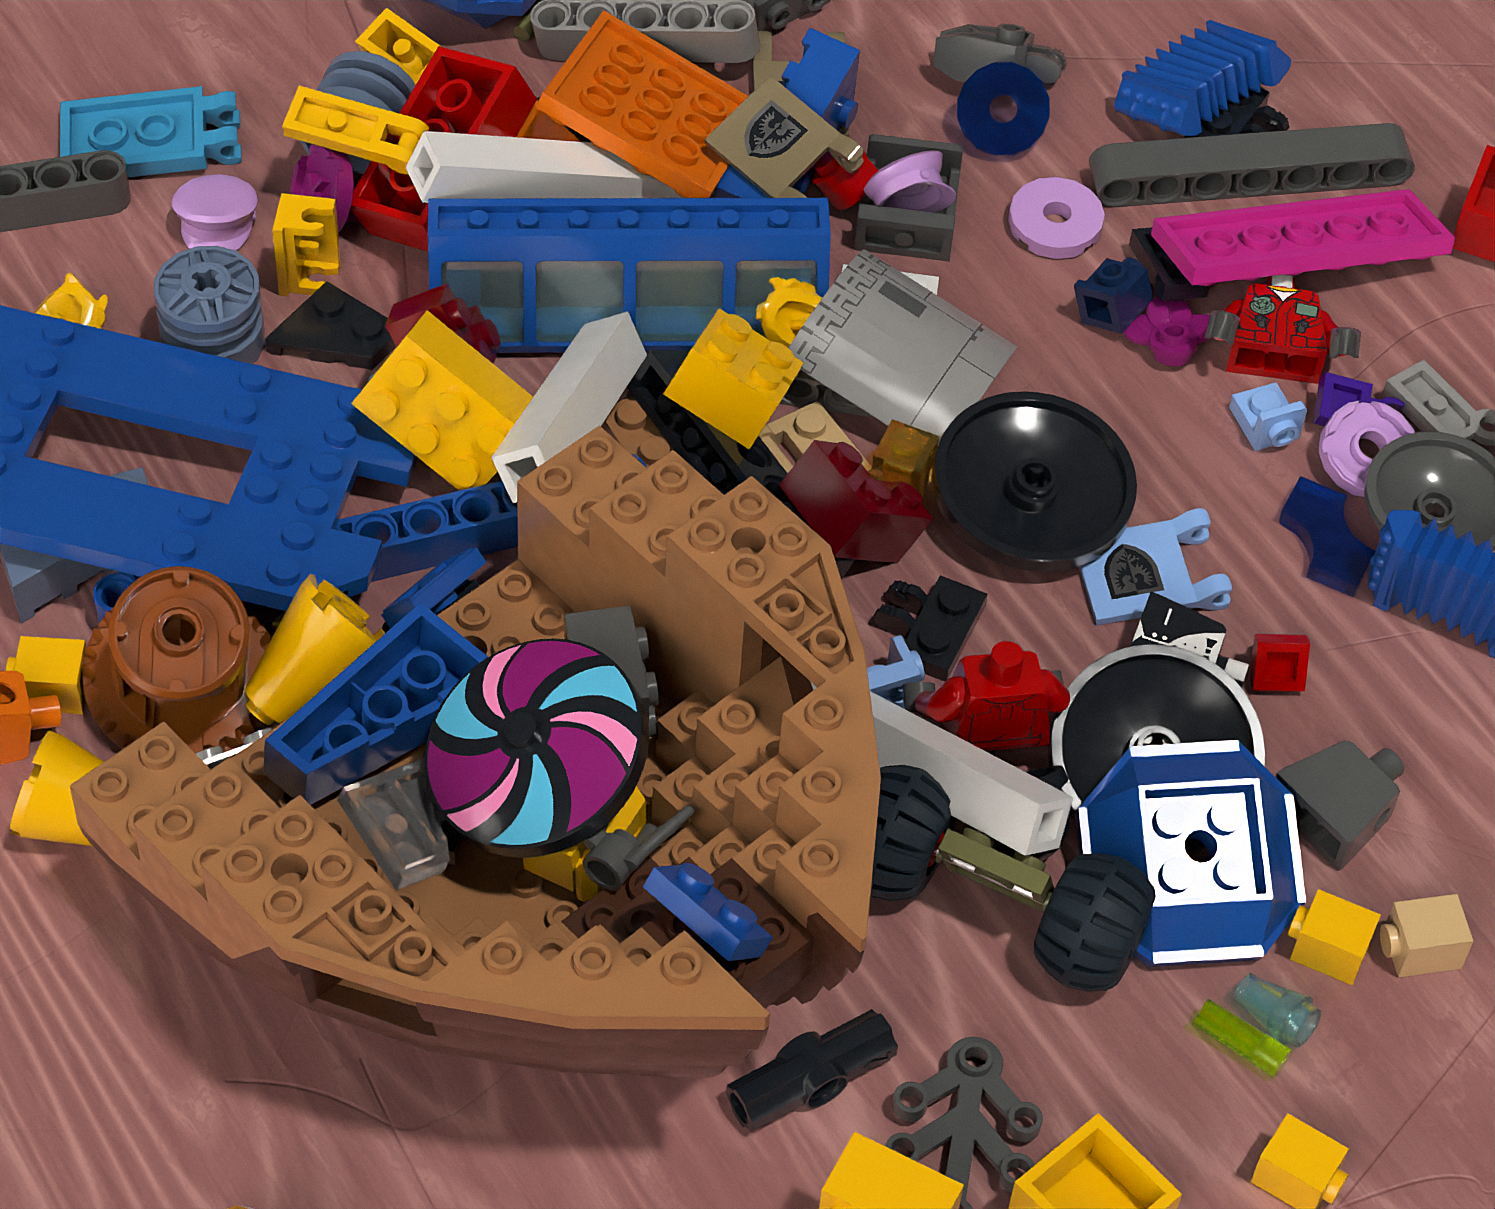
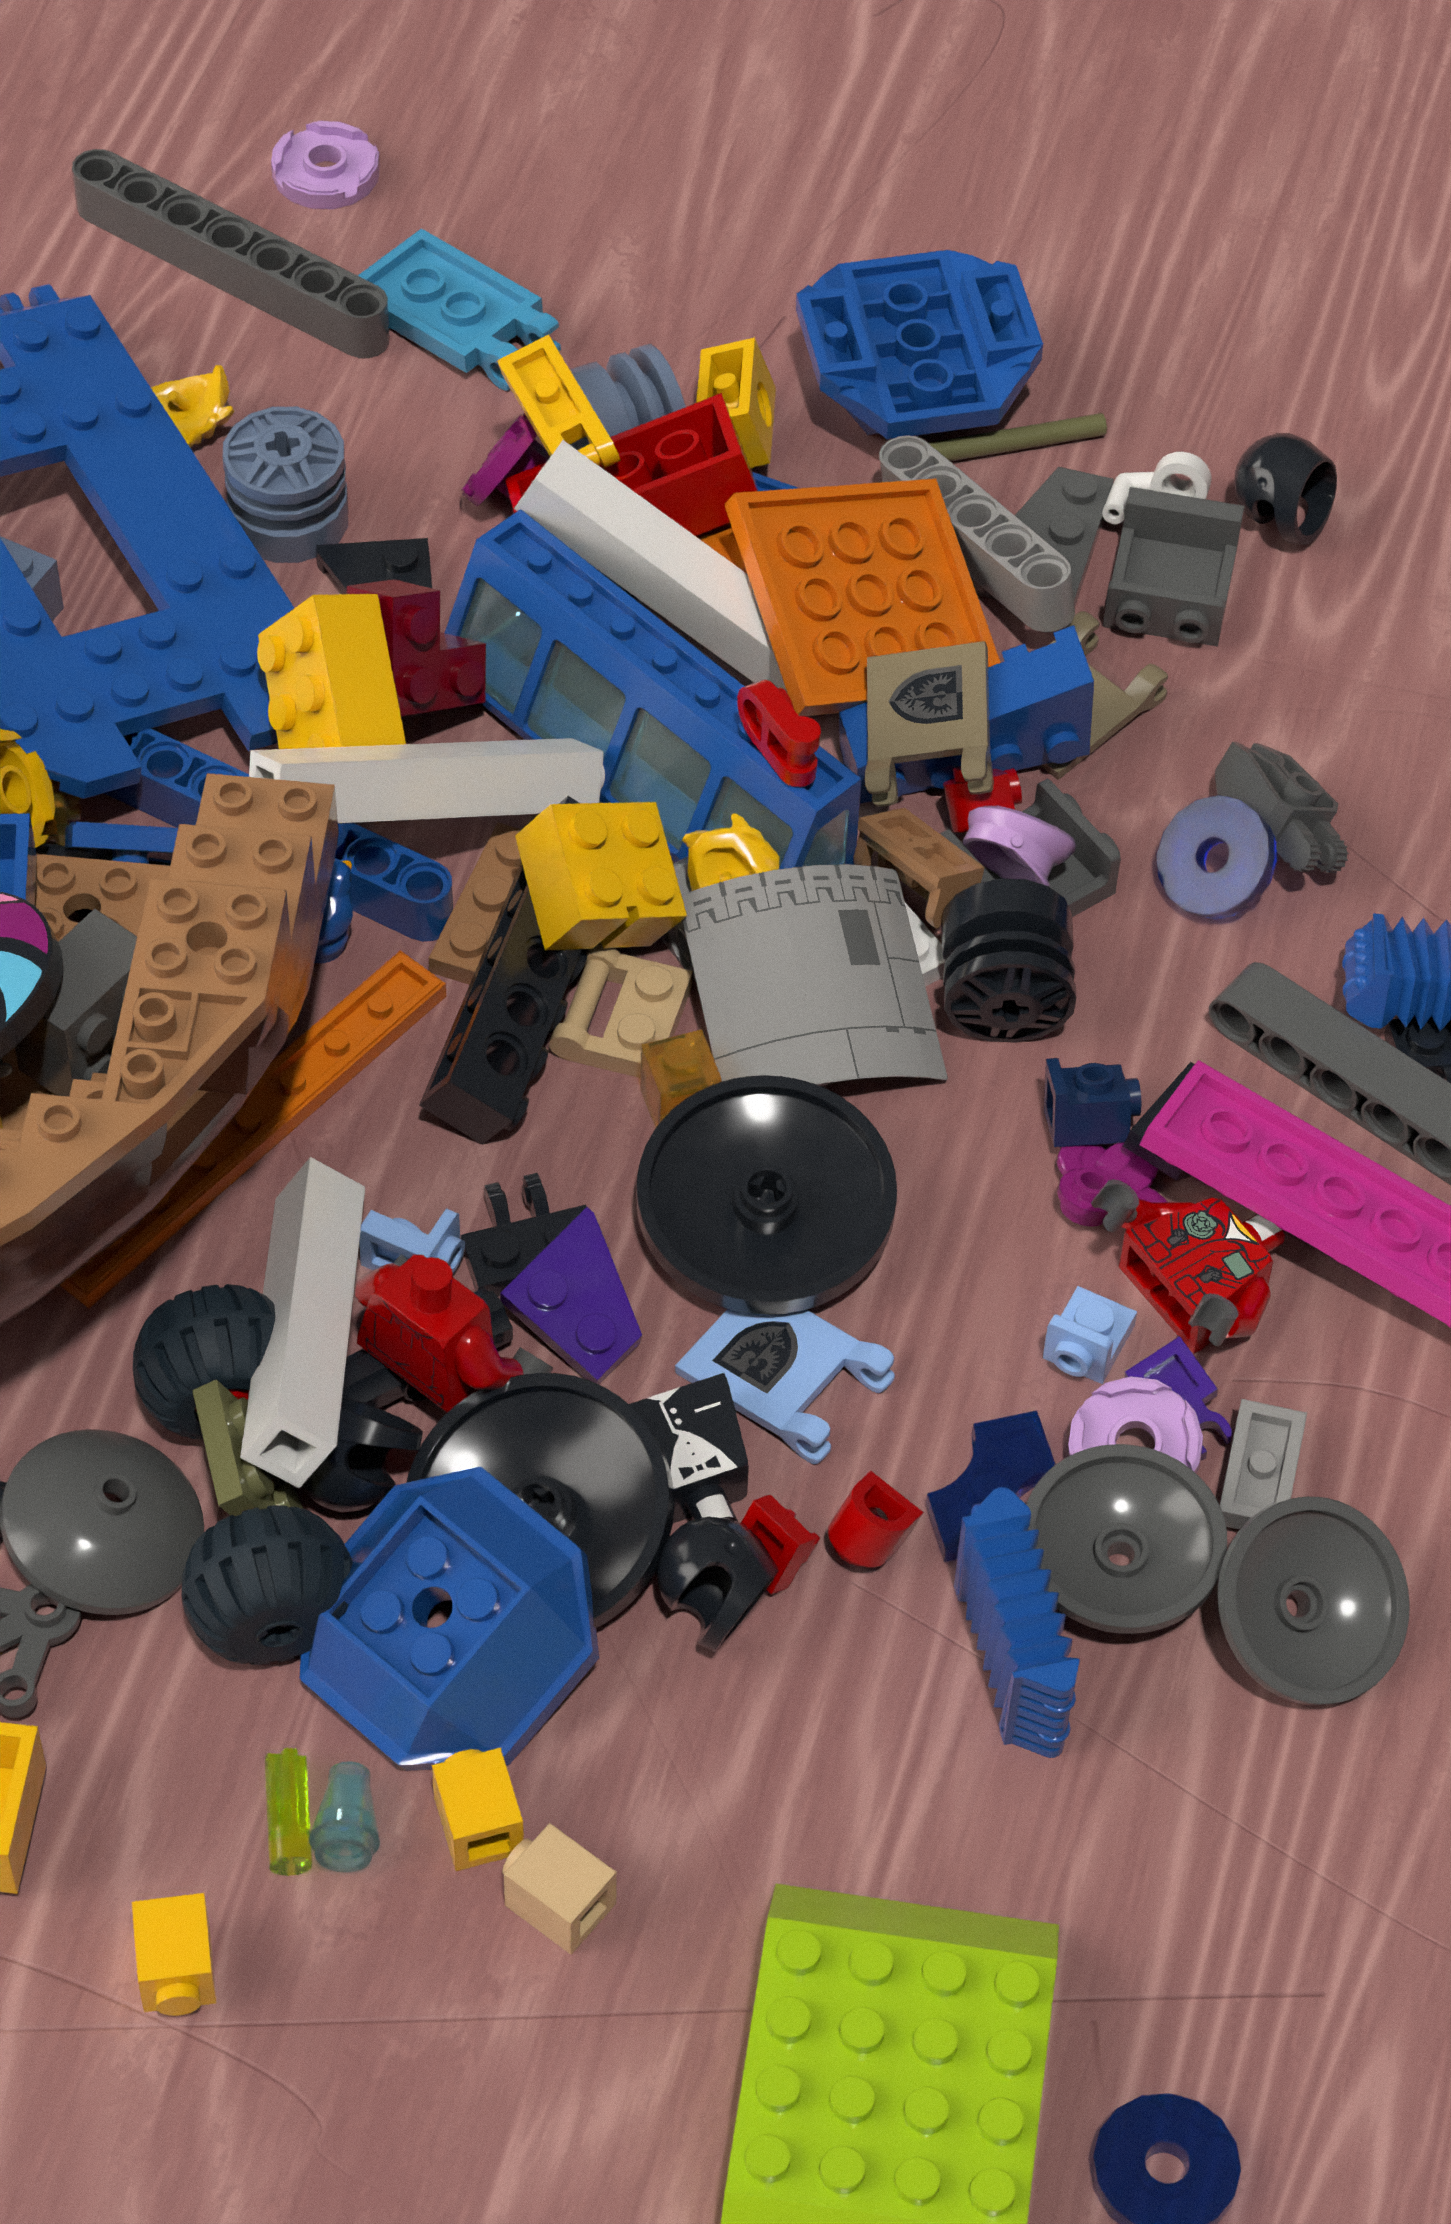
camera: 50 degrees right, 0 degrees up
(215, 211) = (417, 412): lavender piece -> none
(305, 242) = (428, 484): yellow hinge -> none
(747, 199) = (779, 732): none -> red plate
(850, 508) = (554, 1078): dark red brick -> none
(879, 230) = (920, 857): none -> medium nougat hinge
(940, 984) = (93, 1549): none -> dark grey dish
(987, 248) = (1008, 960): none -> black wheel
(1005, 614) = (577, 1300): none -> dark purple wing
(1058, 197) = (1151, 970): lavender tile -> none
(1277, 697) = (716, 1573): none -> black helmet
(1310, 604) = (861, 1533): none -> red plate
(1342, 797) = (656, 1705): dark grey torso -> none

